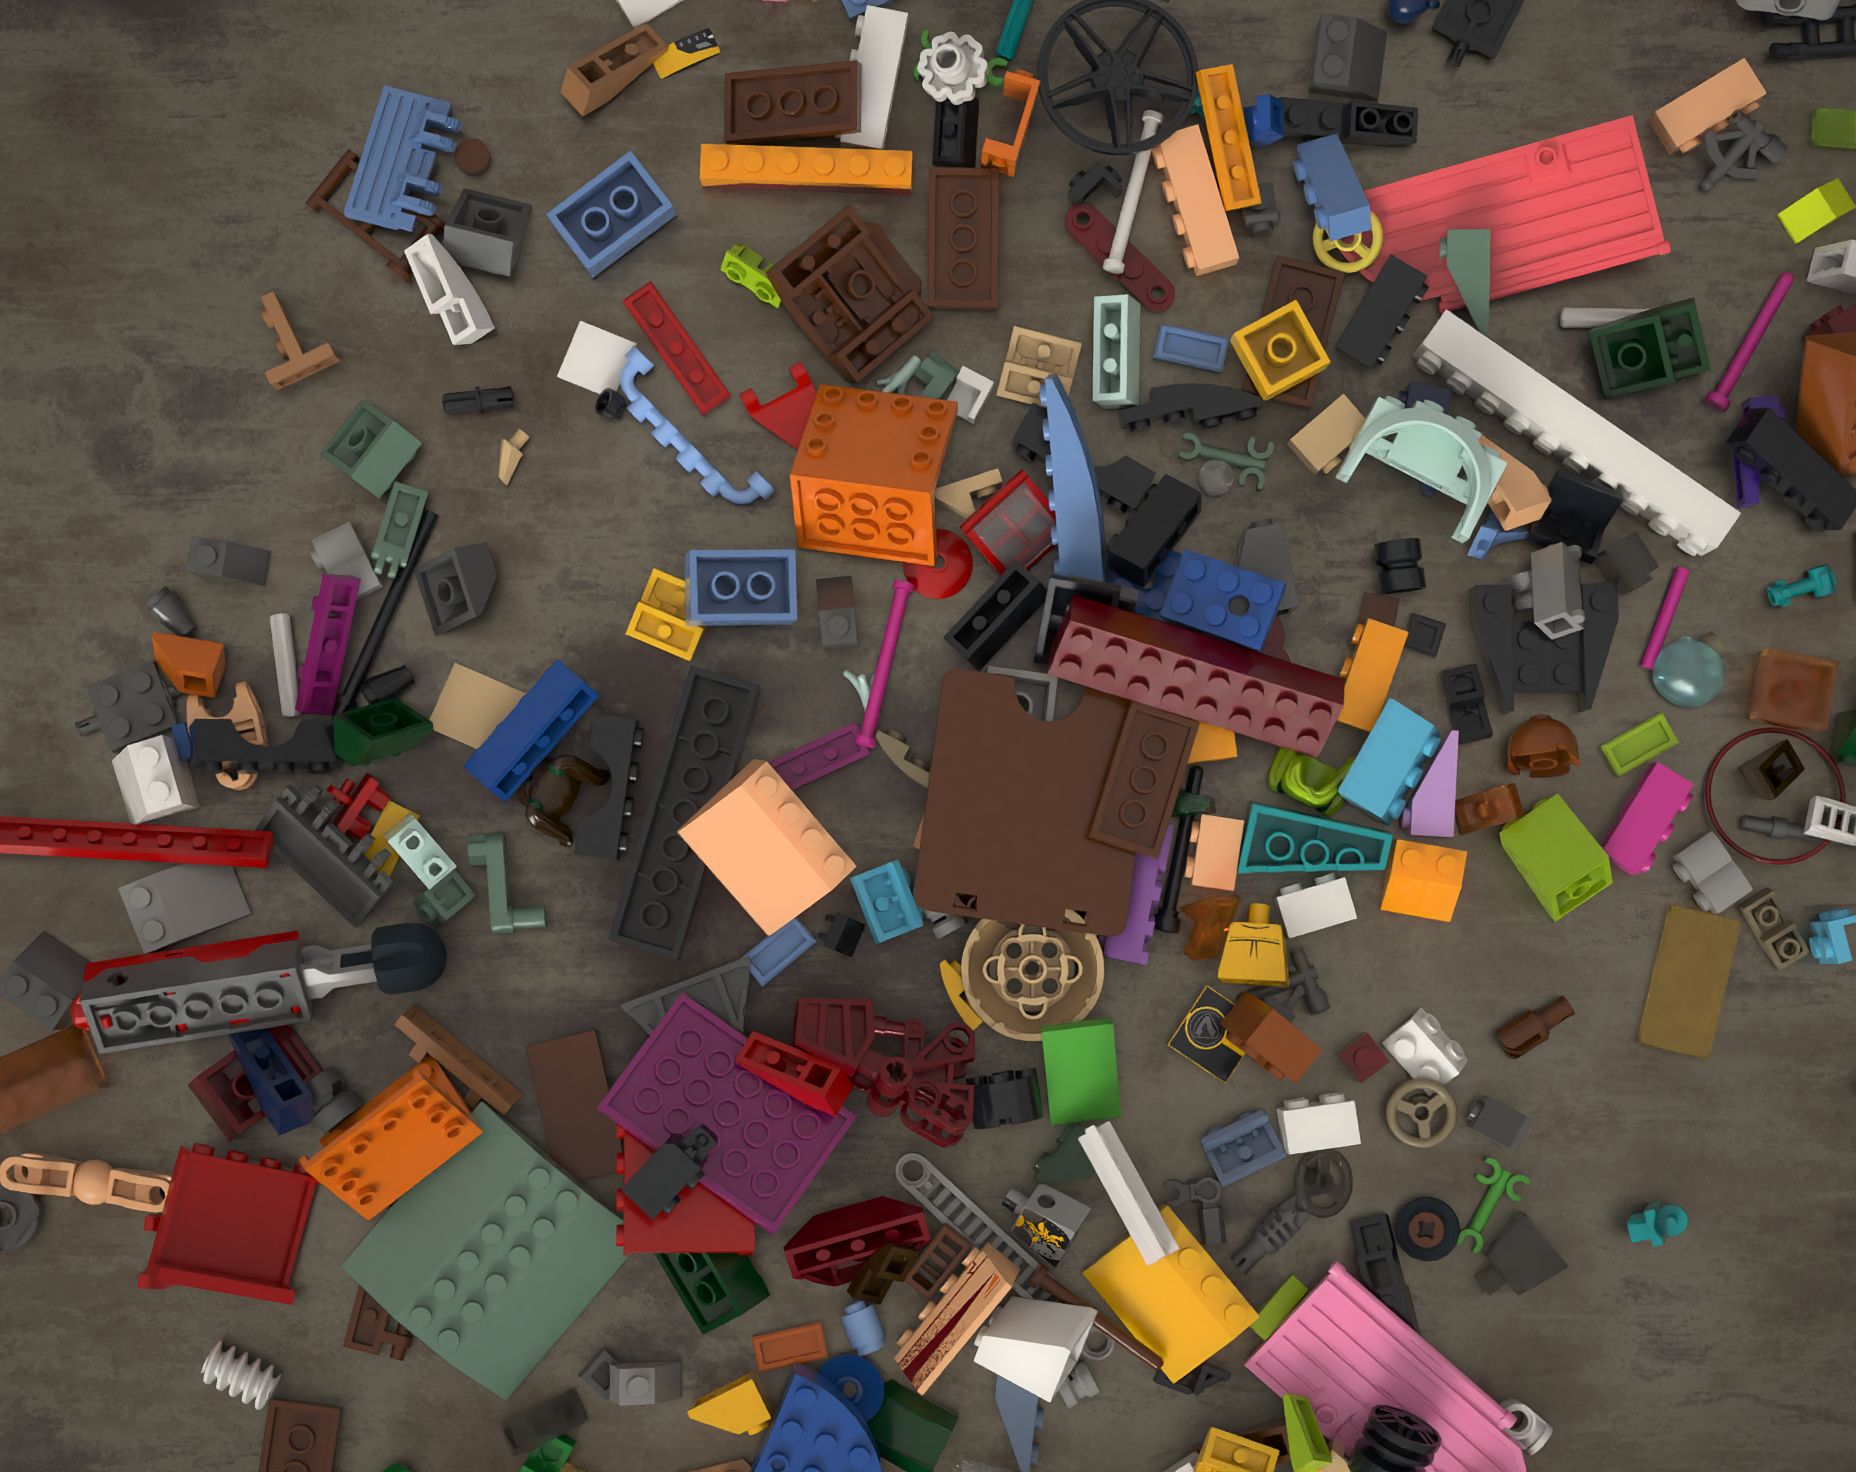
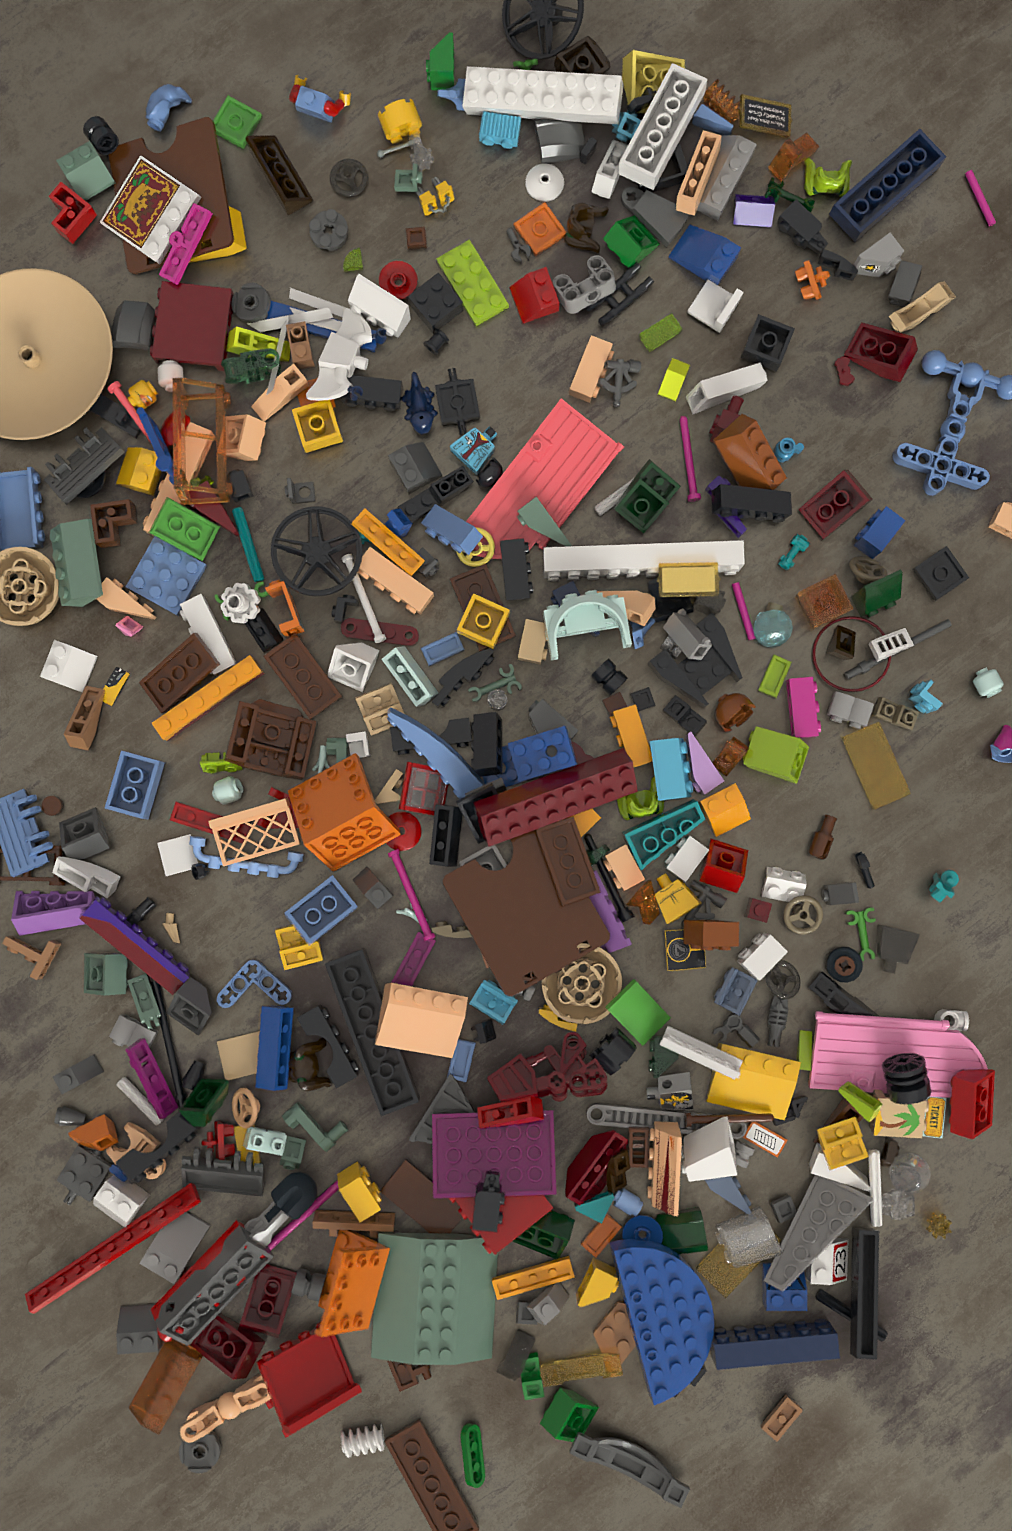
camera: 40 degrees left, 0 degrees up
(153, 1100) = (229, 1346): none -> dark red slope
(273, 1080) = (276, 1296): dark blue slope -> none
(365, 306) = (48, 911): none -> medium lavender wedge
(411, 998) = (296, 1222): none -> dark pink bar
(430, 786) = (247, 1107): none -> light nougat piece
(444, 438) = (135, 945): none -> brick
(498, 1021) = (359, 1191): none -> yellow brick
(577, 616) = (257, 978): none -> medium blue beam
(649, 1332) = (533, 1277): none -> light orange plate
(735, 320) = (227, 790): none -> light aqua head
(743, 378) = (249, 815): none -> light nougat fence
(814, 1300) = (596, 1207): none -> teal slope
(1046, 275) = (353, 664): none -> white slope
(1126, 1388) = (765, 1138): none -> tile
(1360, 958) = (724, 866): none -> red slope
(1448, 149) = (490, 474): none -> black hair
(1453, 97) = (475, 448): none -> medium azure torso
(1563, 1105) = (863, 863): none -> black bar
(1619, 509) = (688, 579): none -> clear yellow piece

